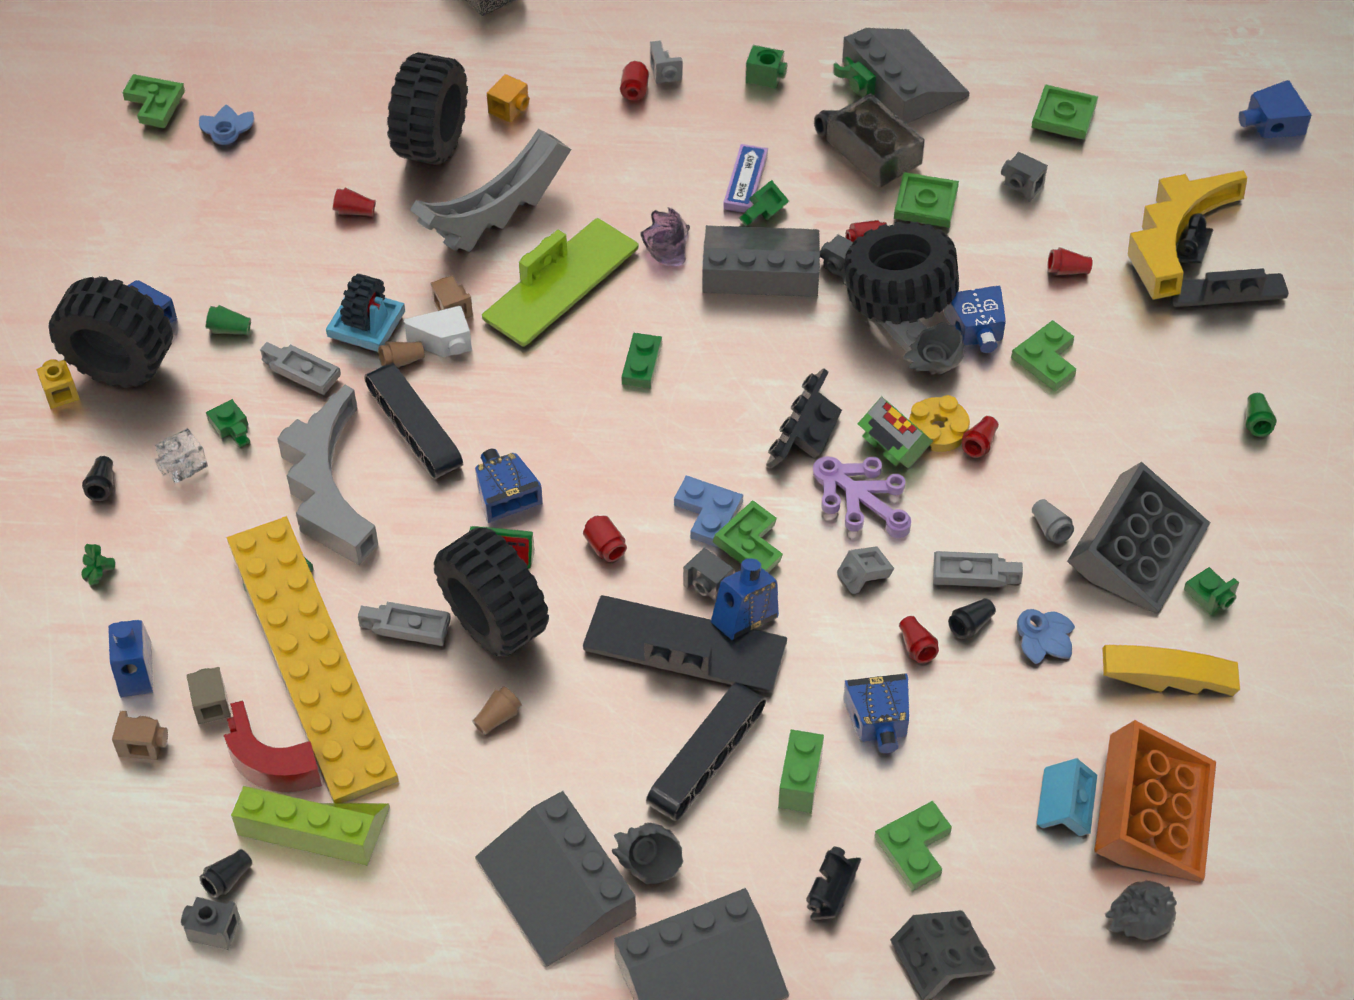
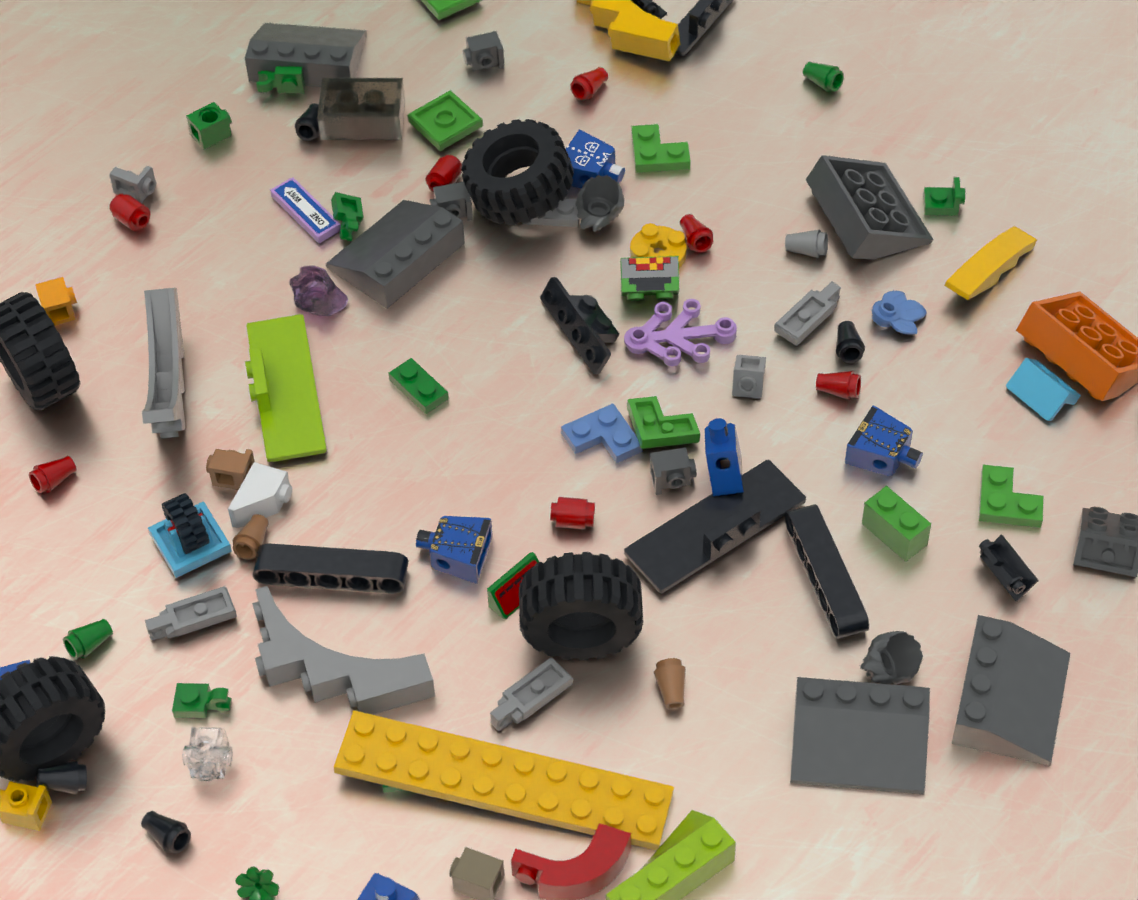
camera: 50 degrees left, 0 degrees up
(96, 389) = (65, 777): none -> black cone

